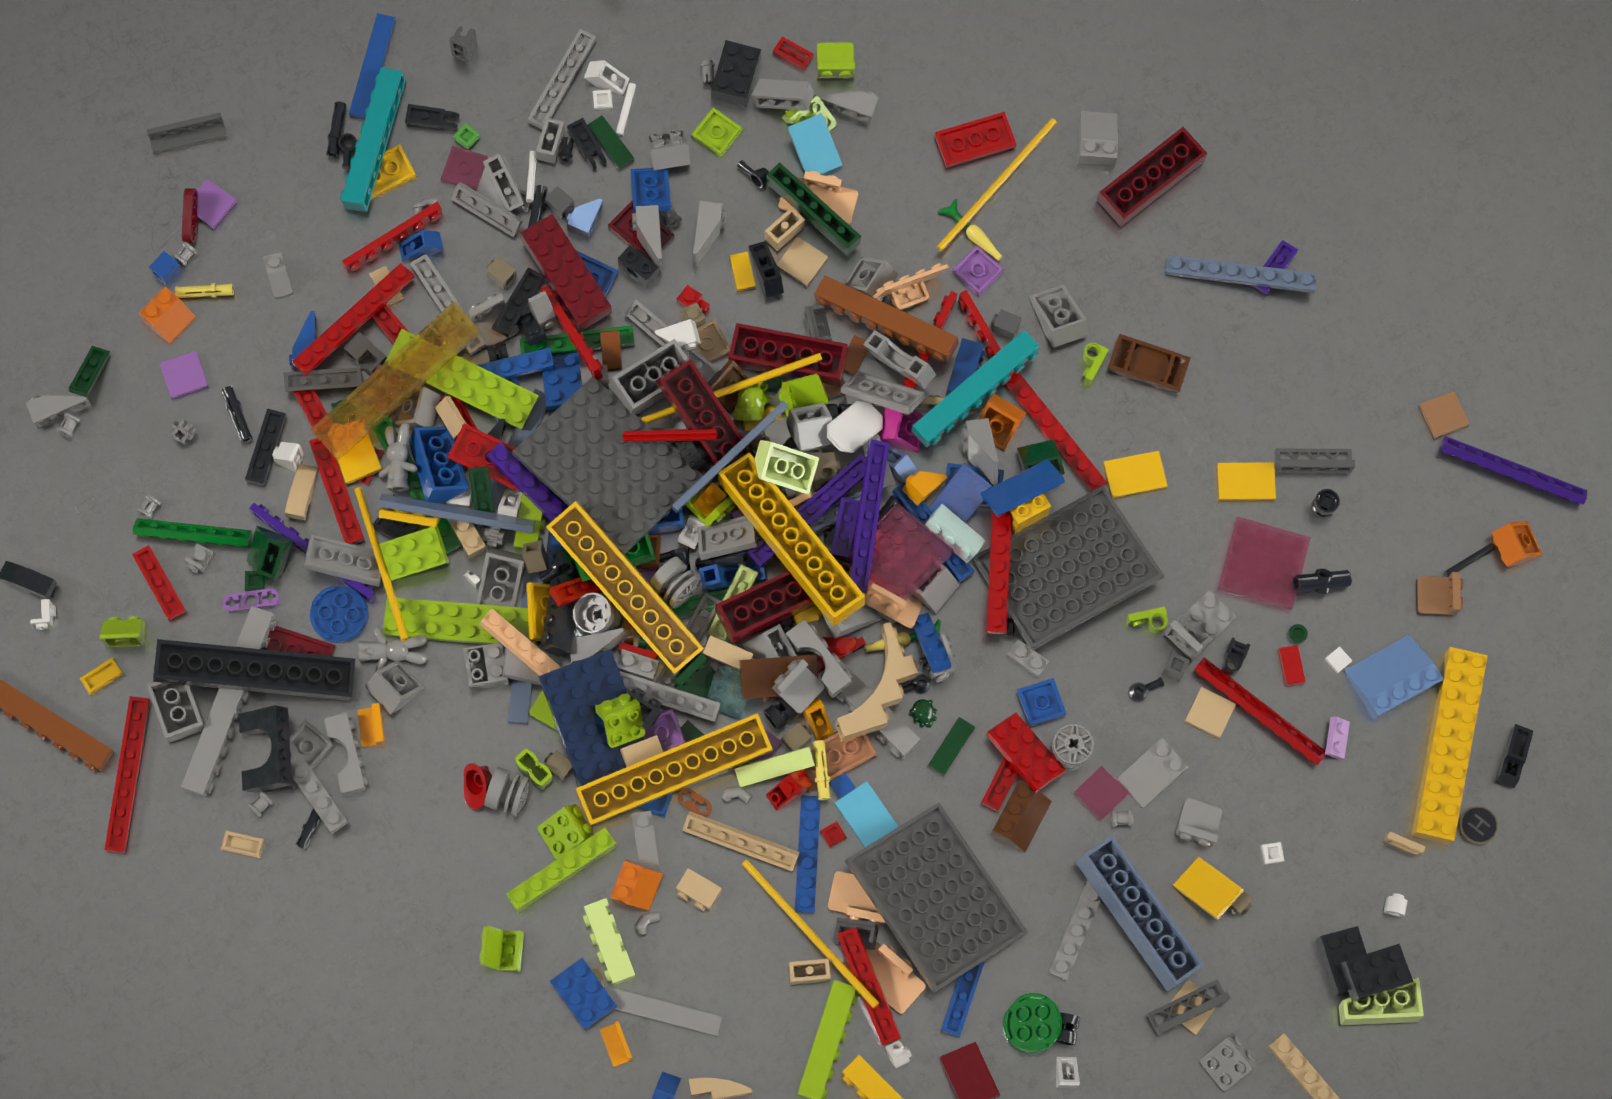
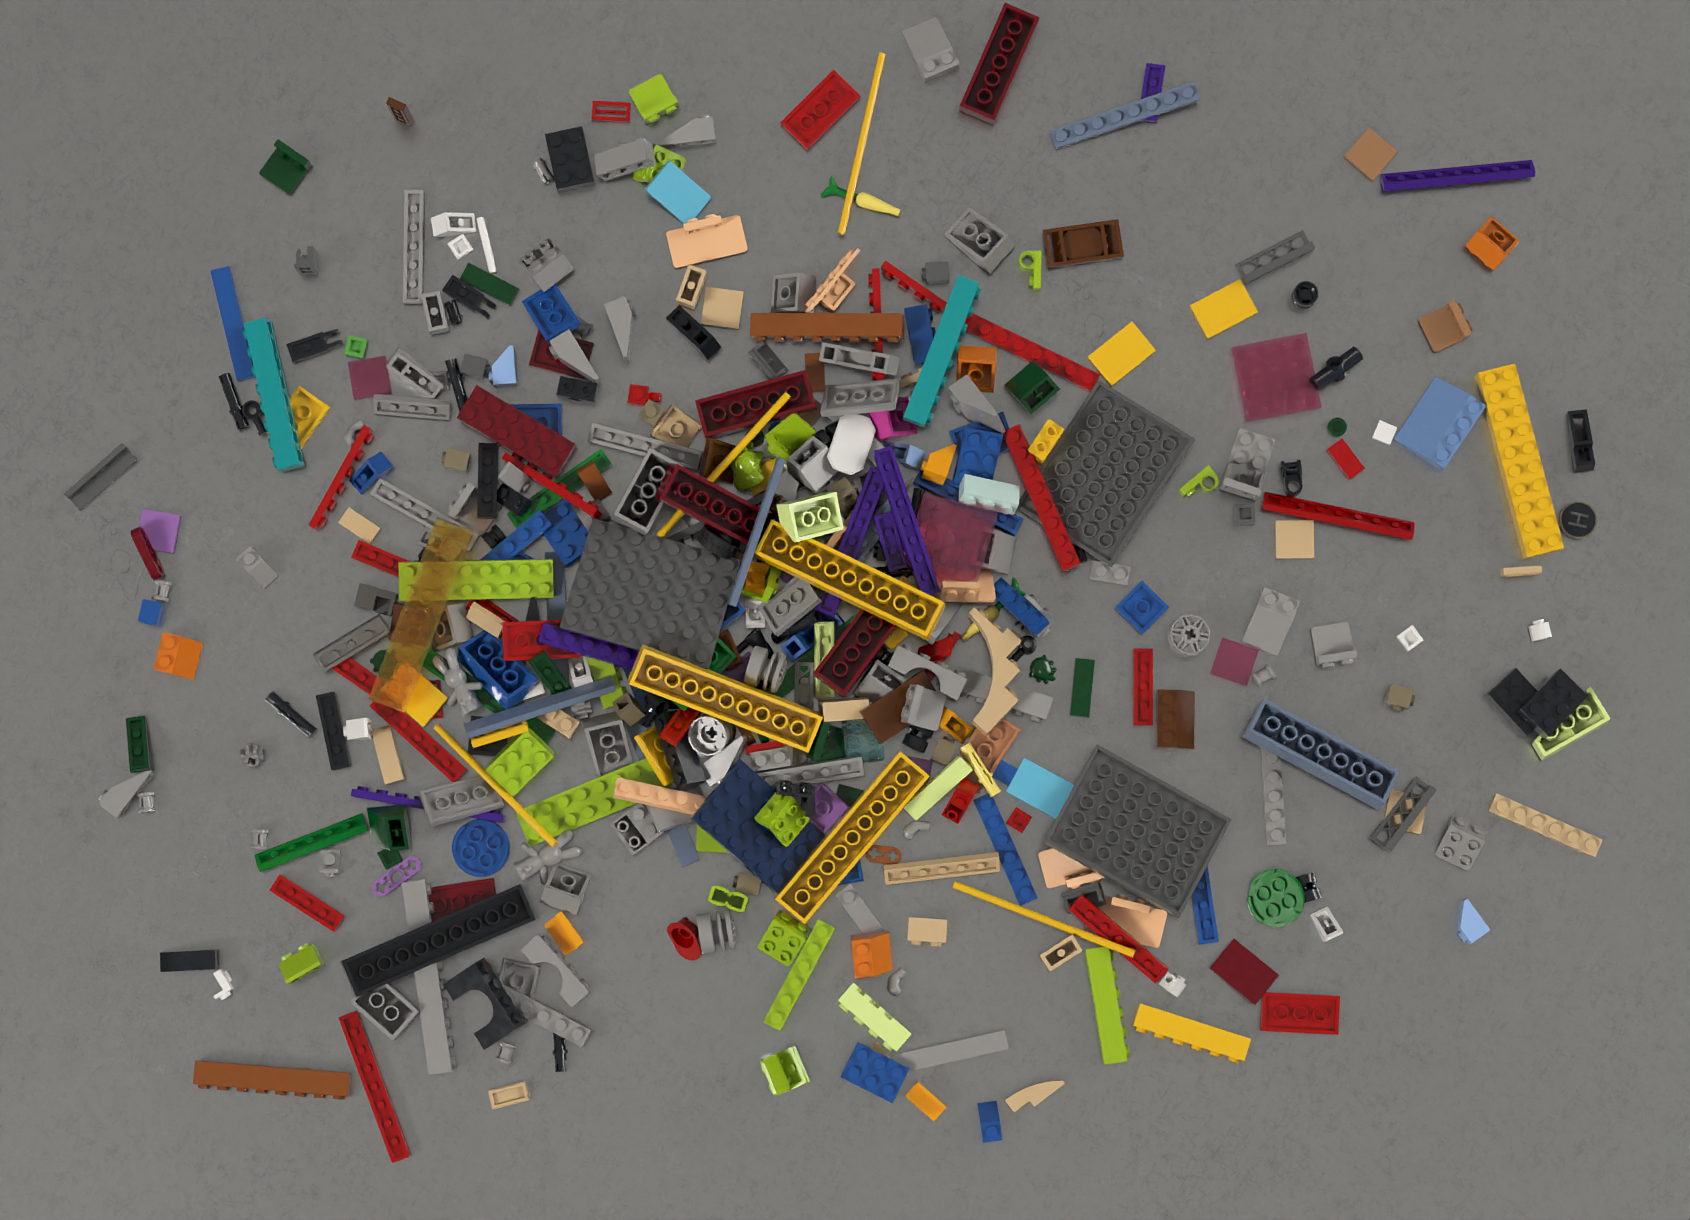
camera: 20 degrees left, 10 degrees up
(101, 676) = (302, 1011): yellow tile -> none
(183, 375) = (223, 702): medium lavender tile -> none
(204, 290) = (205, 611): light yellow pin -> none
(306, 336) = (319, 622): blue slope -> none
(353, 319) = (348, 574): red plate -> none
(472, 578) = (582, 755): white tile -> none
(531, 177) = (435, 354): white bar -> none
(641, 750) = (814, 834): tan tile -> none
(669, 435) = (693, 541): red axle -> none
(684, 333) = (652, 437): white slope -> none
(716, 132) = (580, 224): lime tile -> none
(742, 271) = (673, 345): yellow tile -> none
(757, 177) = (642, 247): black bar -> none
(813, 209) = (708, 255): dark green brick -> none
(977, 270) = (885, 234): medium lavender tile -> none
(1022, 487) = (1030, 424): blue tile -> none
(1025, 752) = (1151, 661): red plate -> none
(1138, 697) = (1227, 547): black bar -> none
(1208, 888) = (1369, 700): yellow tile -> none
(1337, 738) = (1417, 505): lavender plate -> none
(1469, 560) = (1457, 279): black bar -> none

